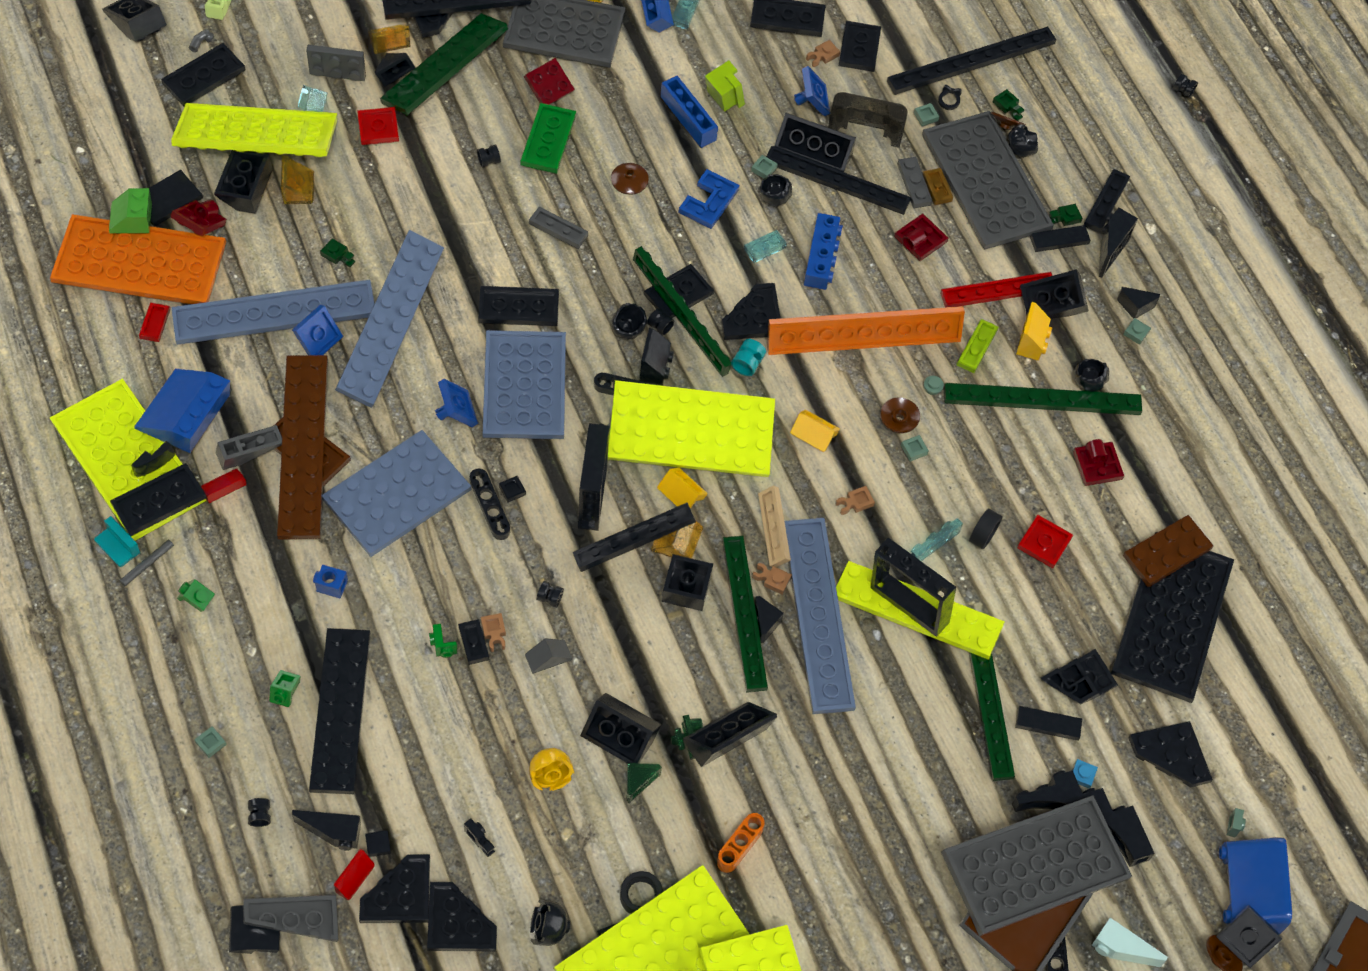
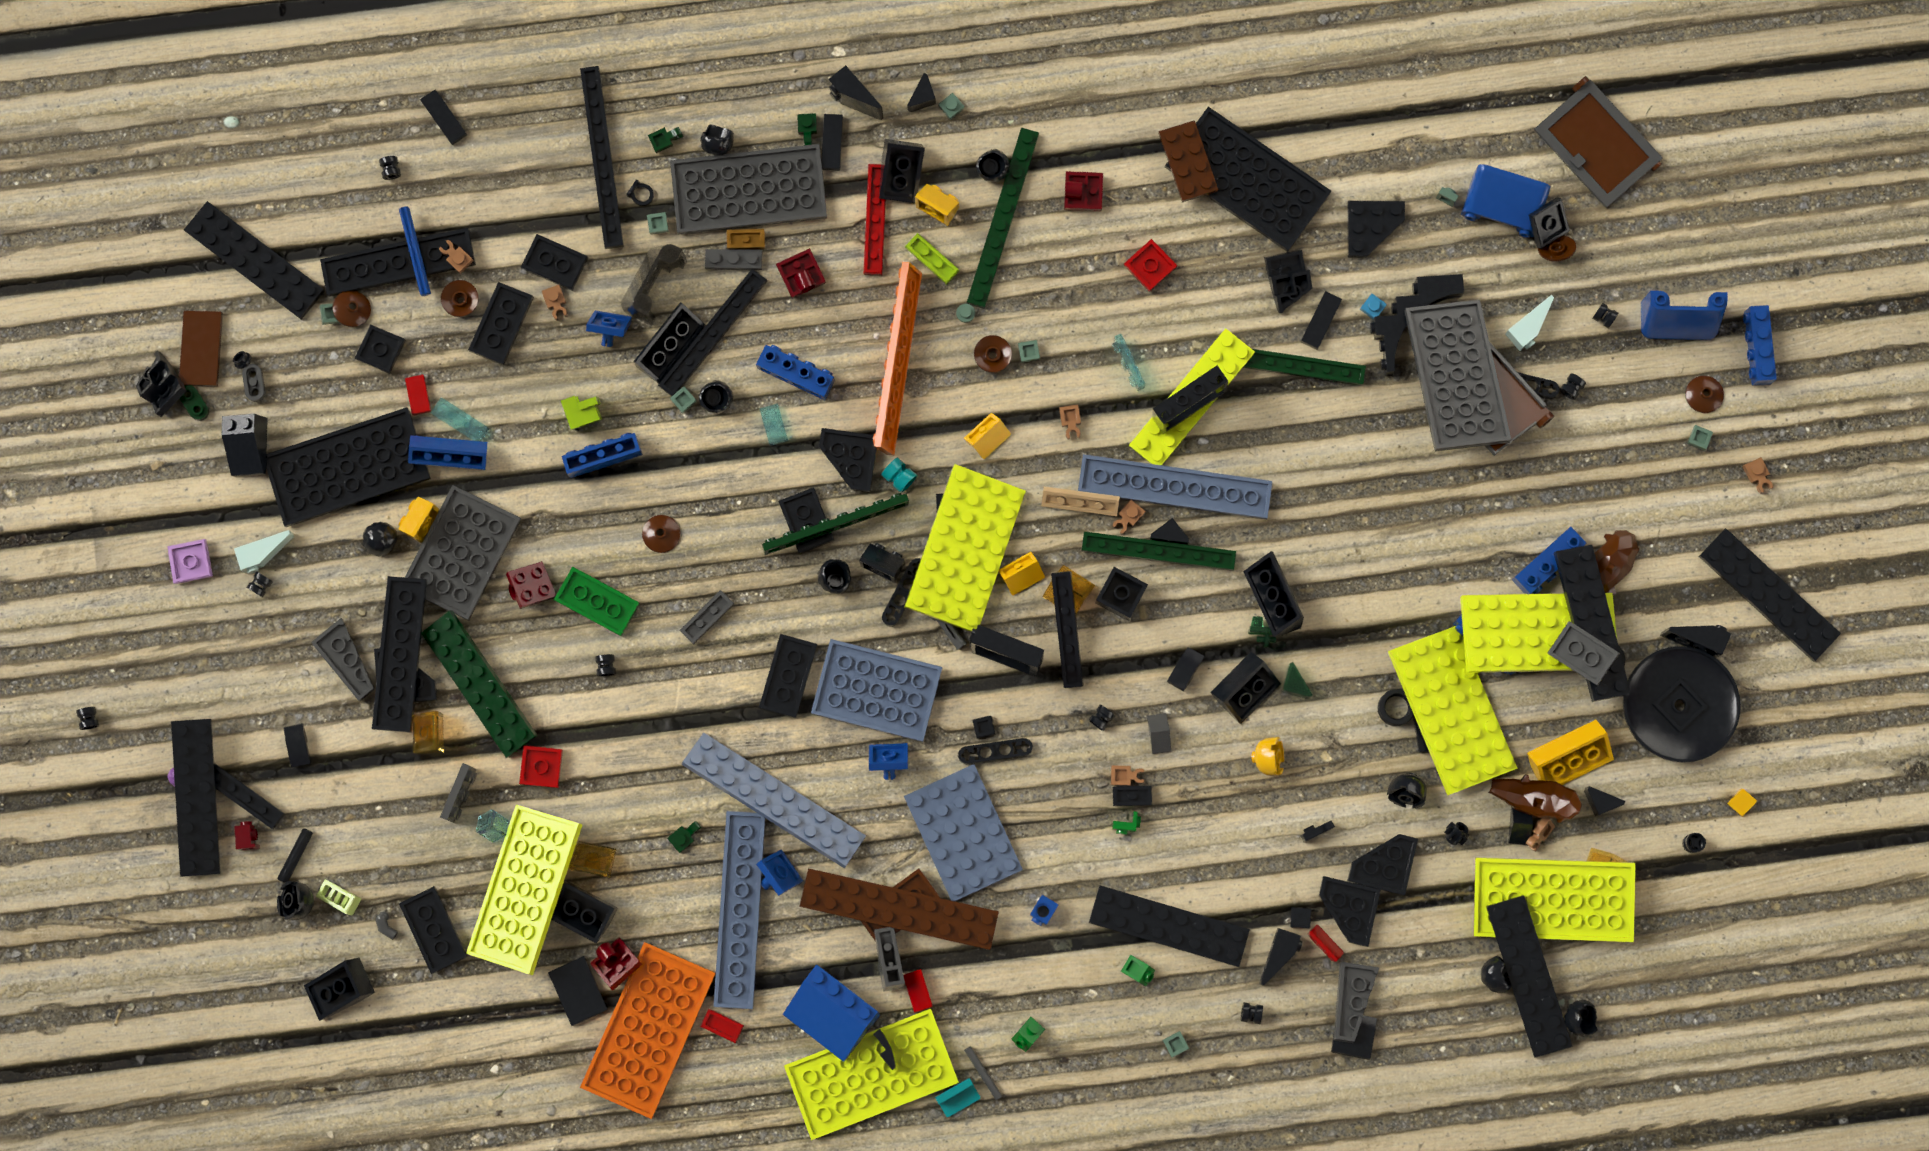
camera: 65 degrees left, 20 degrees up
(131, 212) = (596, 1029): bright green slope -> none
(158, 499) = (928, 1051): black plate -> none
(393, 67) = (474, 736): black slope -> none
(624, 663) = (1185, 669): none -> black slope
(660, 321) = (839, 546): black wheel -> none
(721, 195) = (723, 467): blue plate -> none
(743, 833) = (1369, 603): orange beam -> none
(985, 528) = (1130, 314): black tyre -> none
(1005, 122) = (686, 146): reddish brown dish -> none
(1106, 200) = (801, 83): black plate -> none

